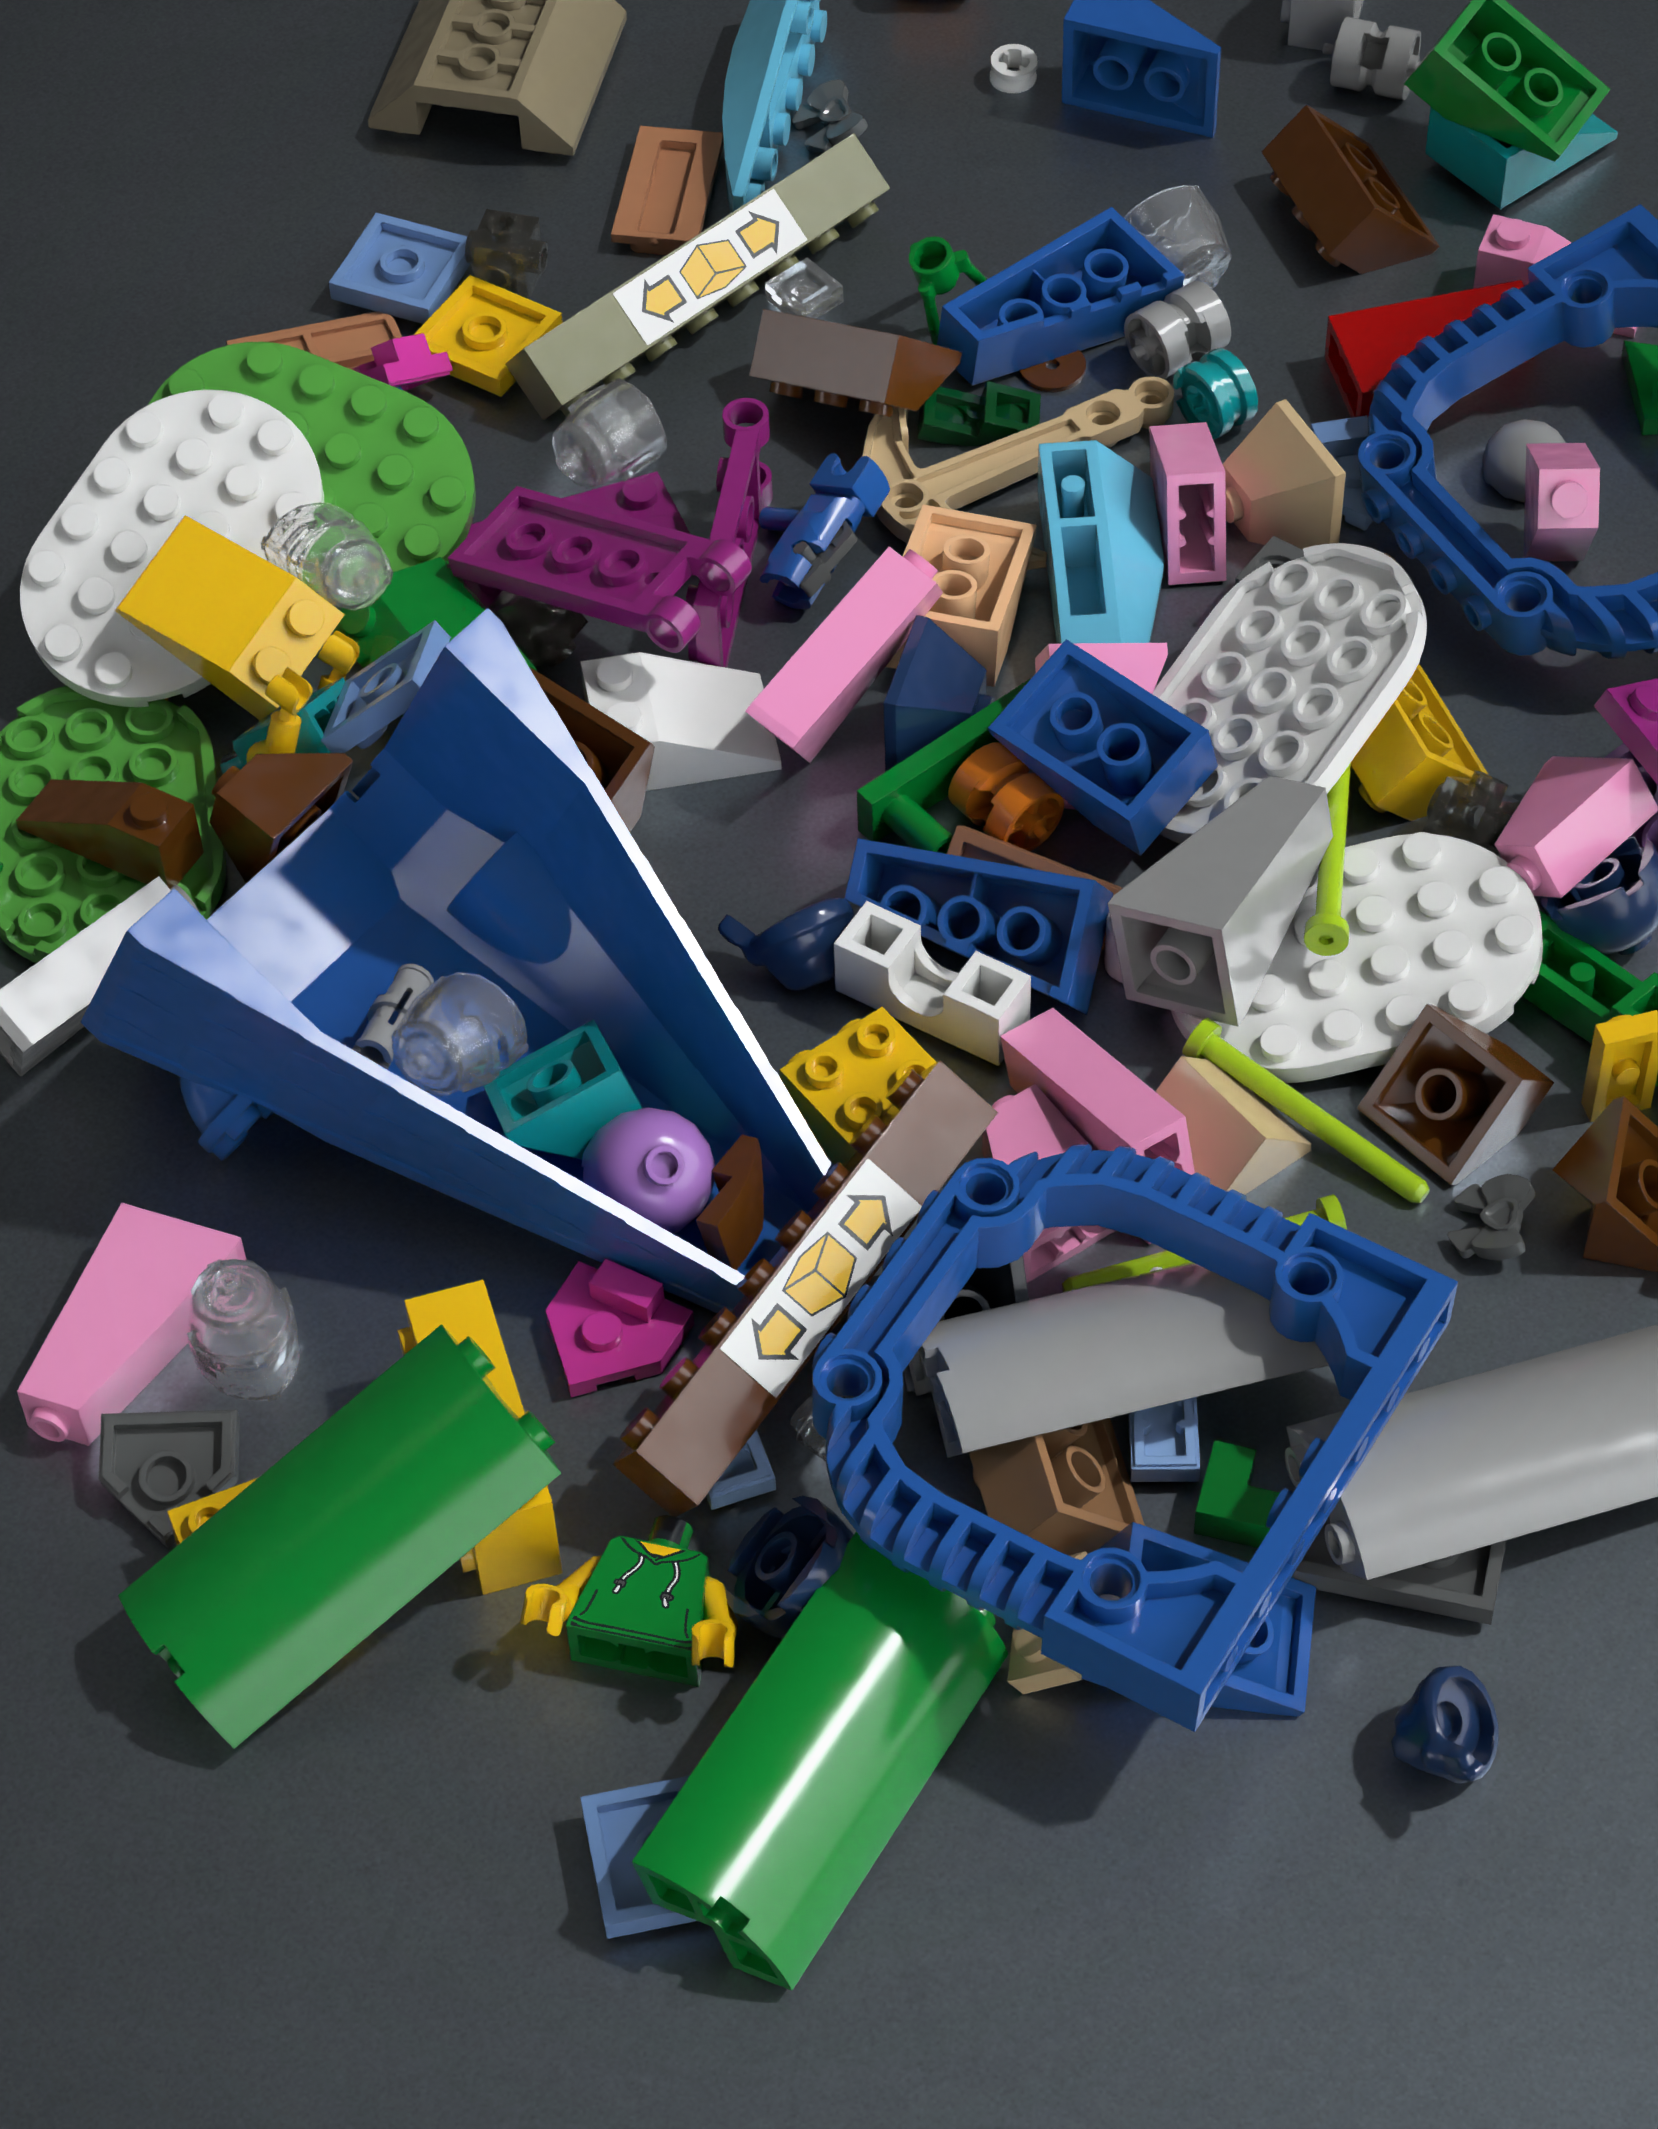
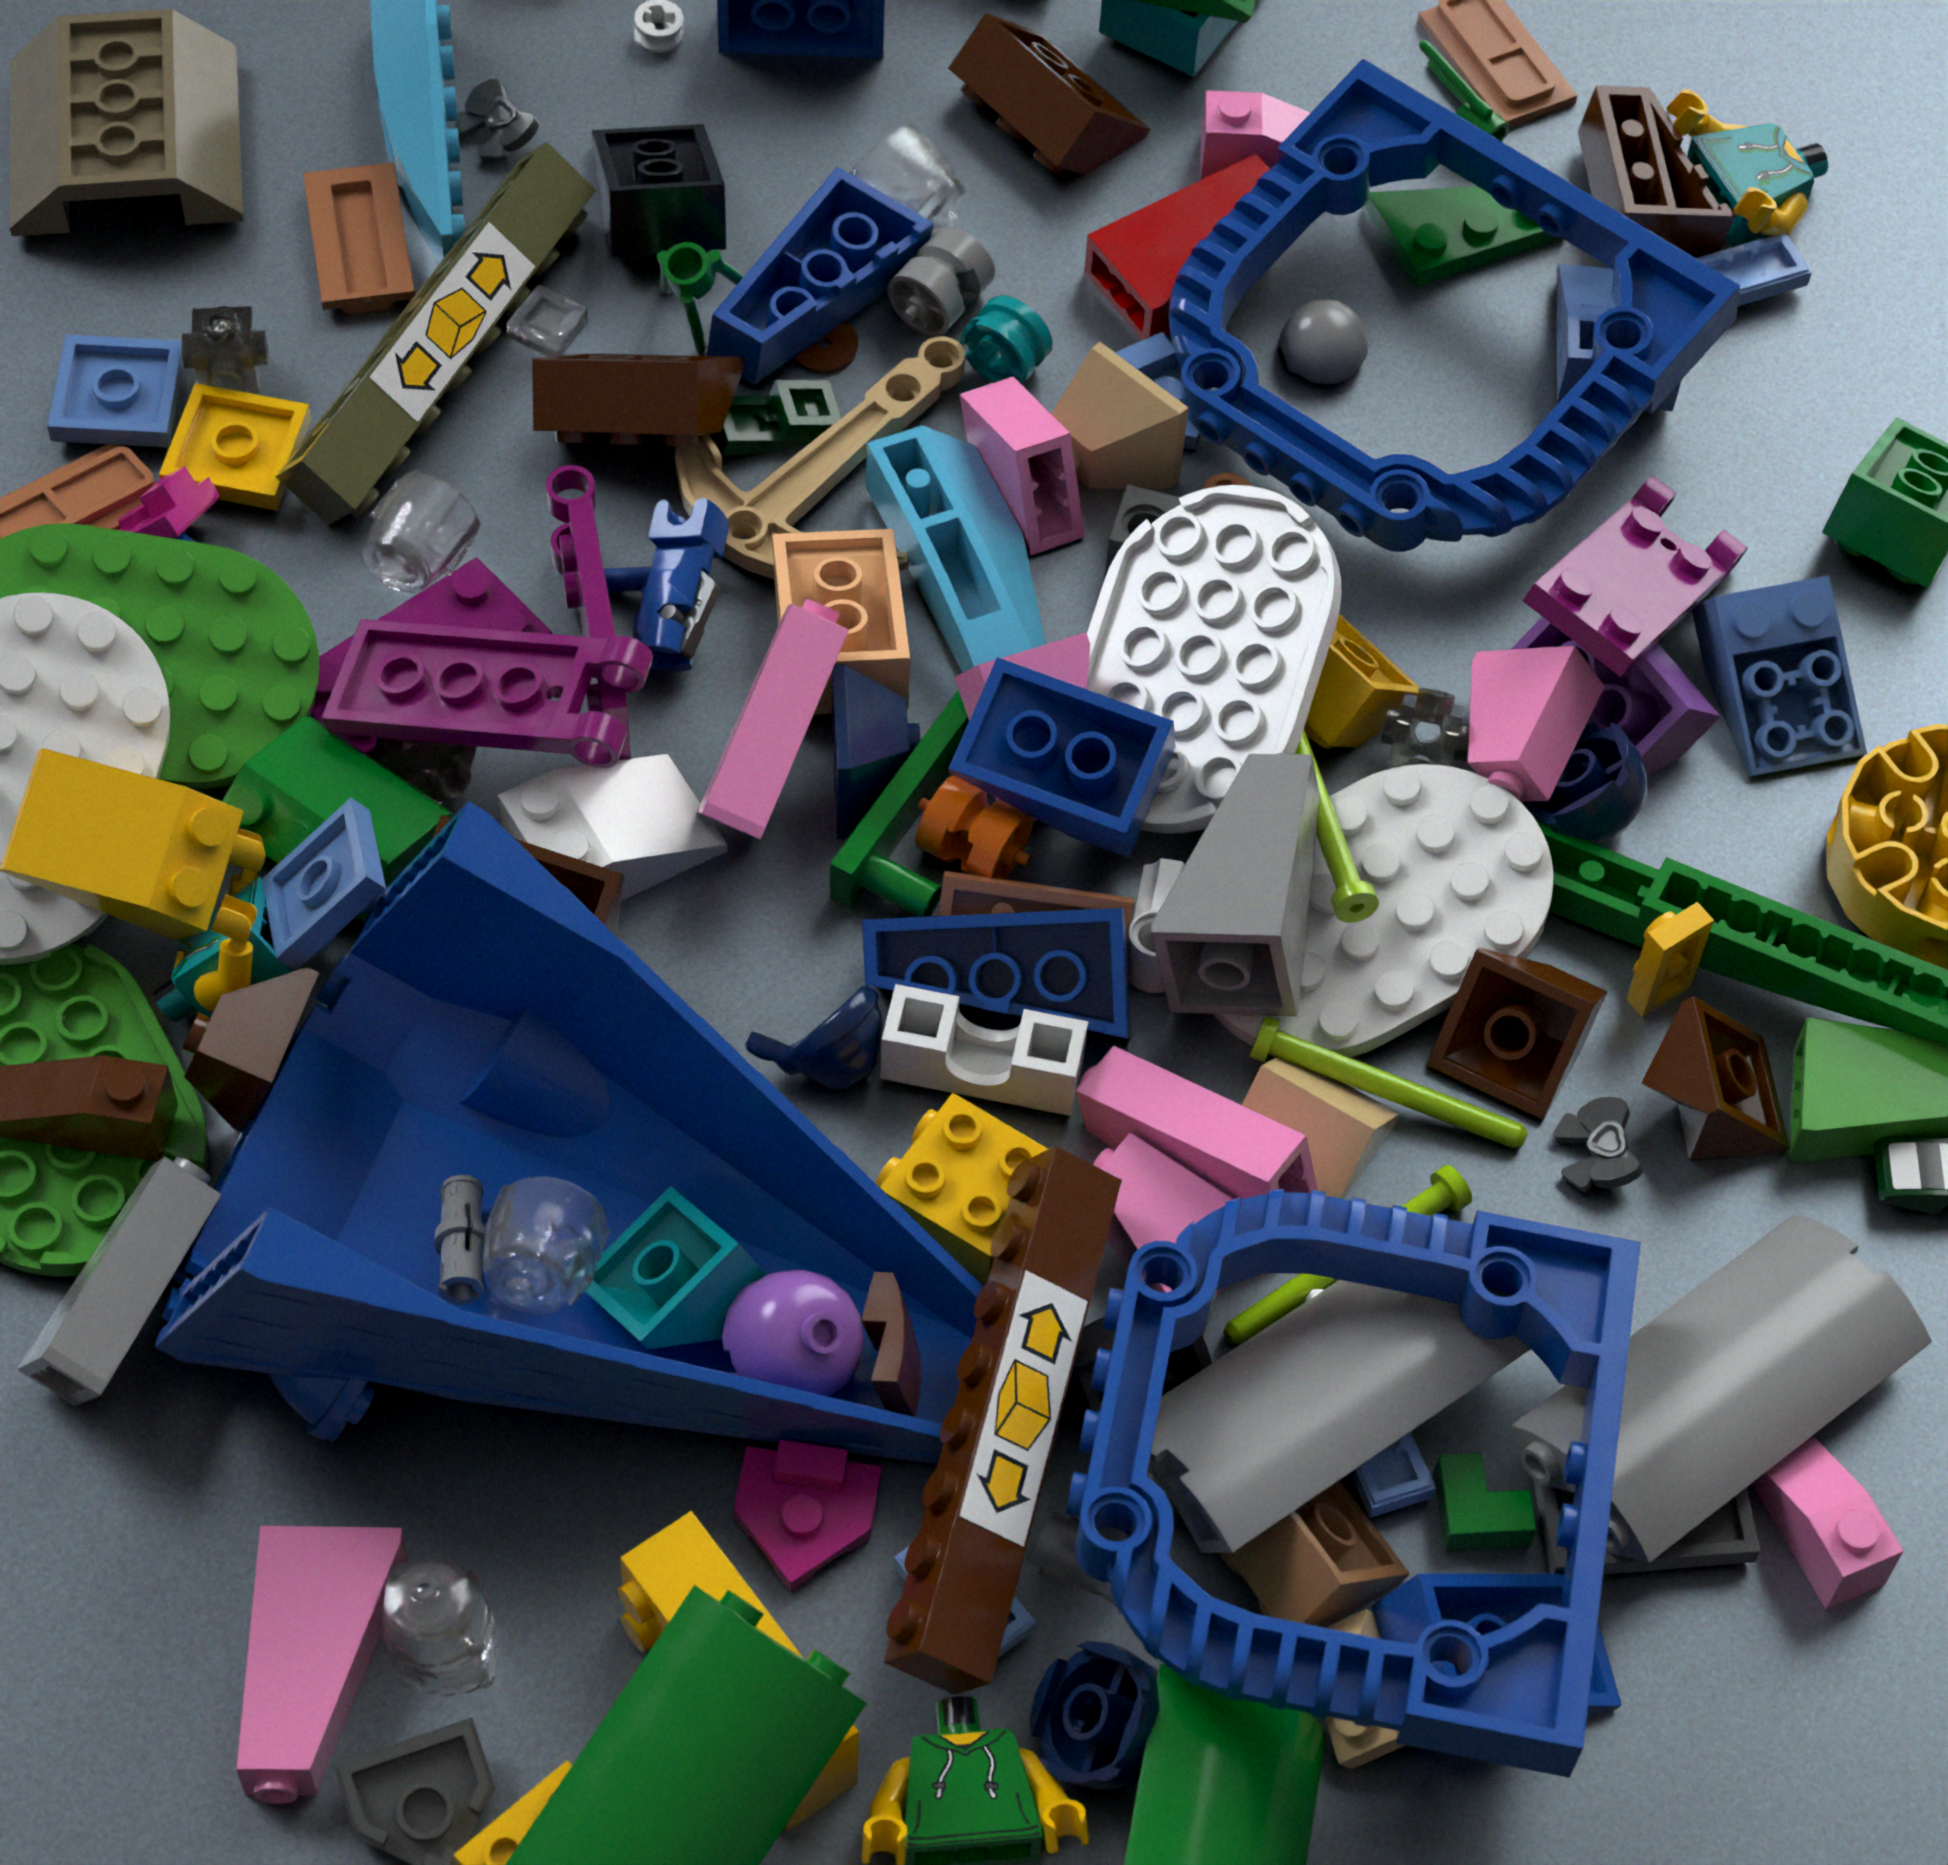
camera: 25 degrees left, 5 degrees up
(332, 557) = (215, 755): clear helmet -> none
(953, 198) = (659, 189): none -> black slope
(1448, 1726) = (1767, 1687): dark blue hat -> none
(1560, 501) = (1393, 382): bright pink slope -> none
(1573, 1605) = (1828, 1524): none -> bright pink slope

